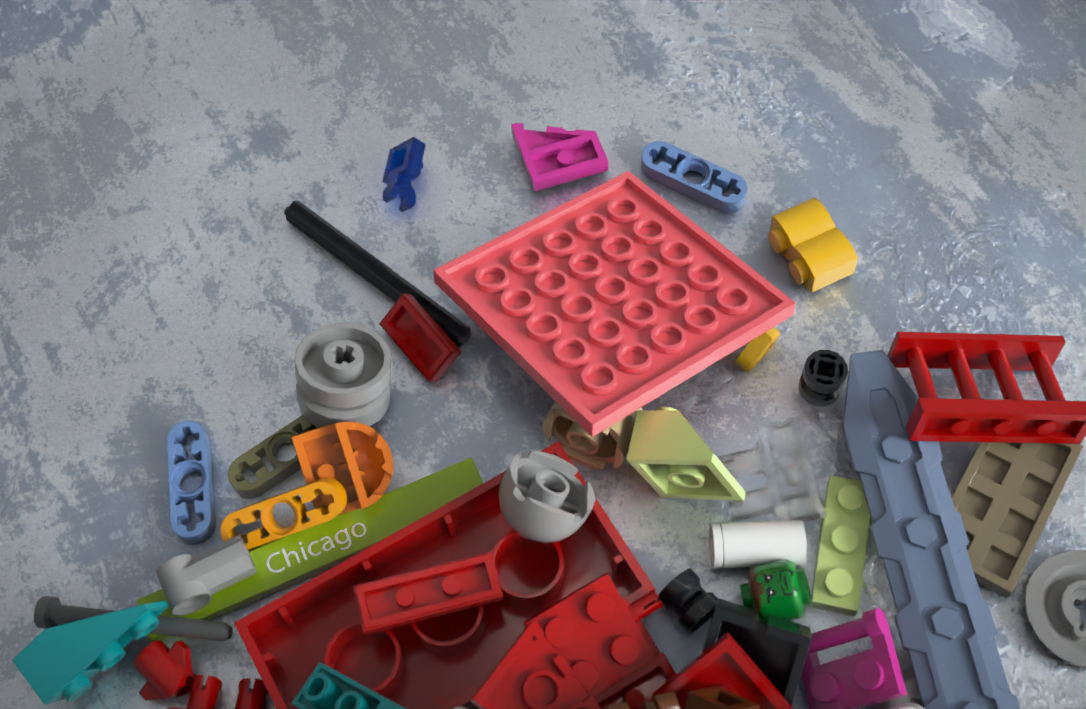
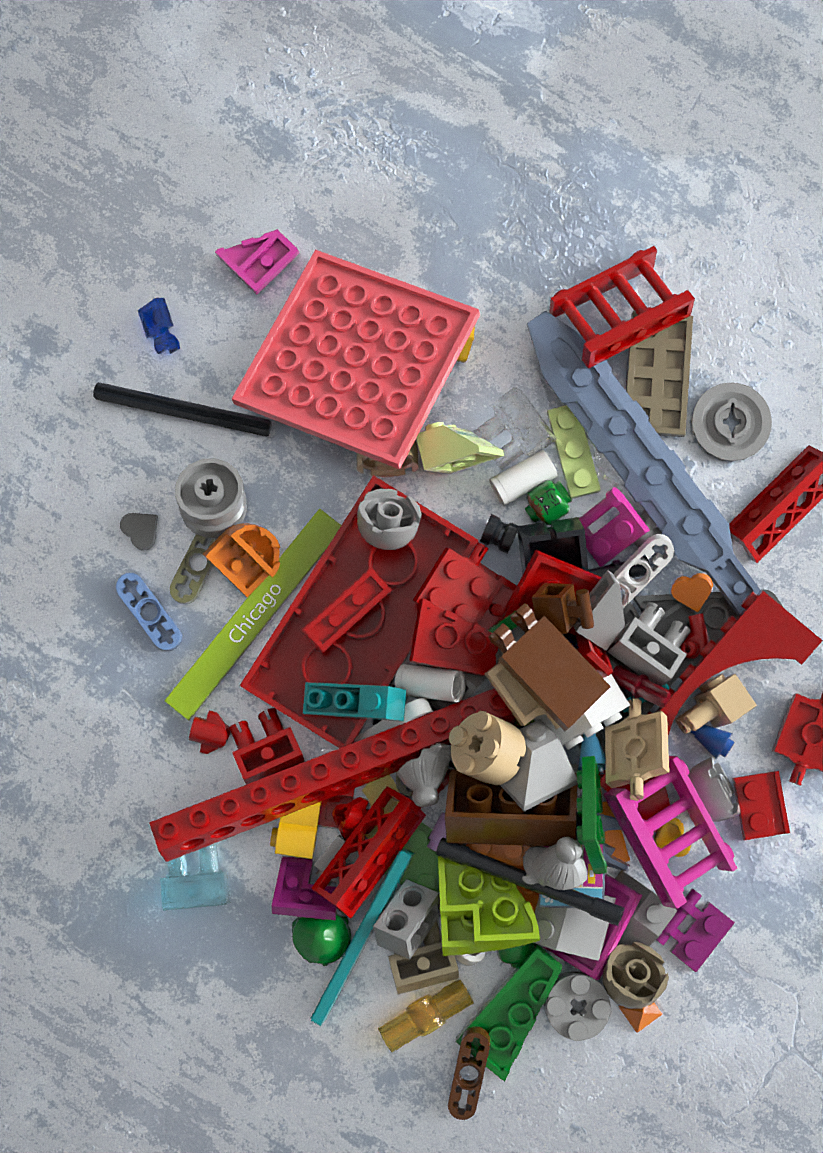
camera: 30 degrees left, 20 degrees up
(51, 612) = (116, 734): dark grey bar -> none
(70, 654) = (150, 747): teal slope -> none
(192, 579) = (196, 672): light grey piece -> none
(243, 381) = (140, 529): none -> dark grey tile
(276, 531) = (246, 594): light orange beam -> none
(420, 337) = (241, 443): red plate -> none
(700, 191) = (353, 220): medium blue beam -> none
(812, 245) = (465, 249): yellow brick -> none
(823, 388) = (513, 351): black wheel -> none

